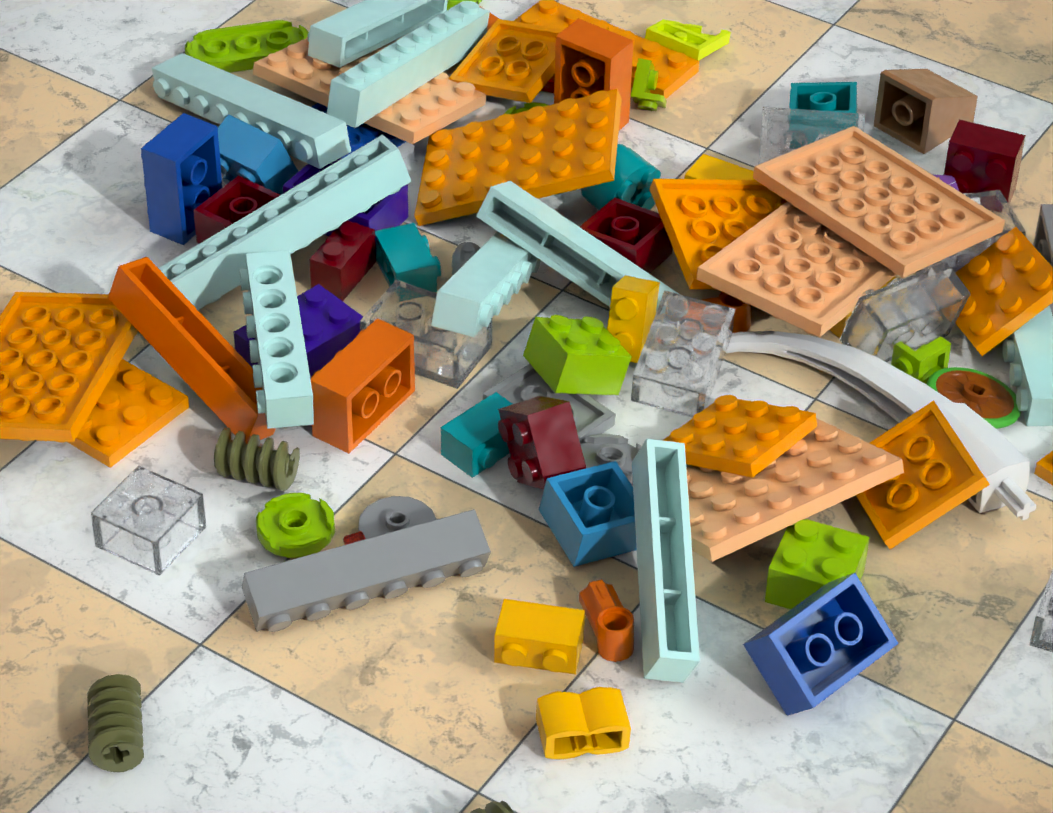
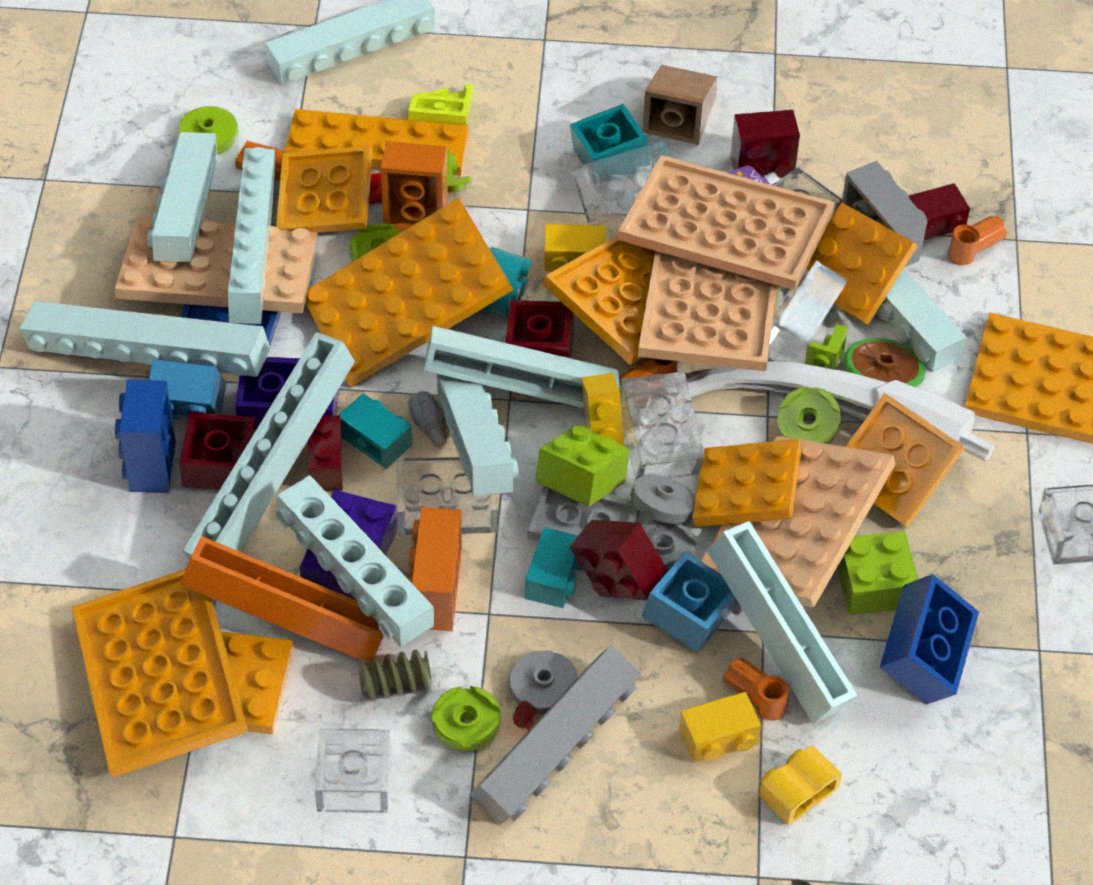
camera: 30 degrees left, 10 degrees up
(242, 45) = (72, 264): lime tile -> none
(639, 417) = (663, 497): none -> light grey plate
(851, 394) = (807, 402): none -> lime plate

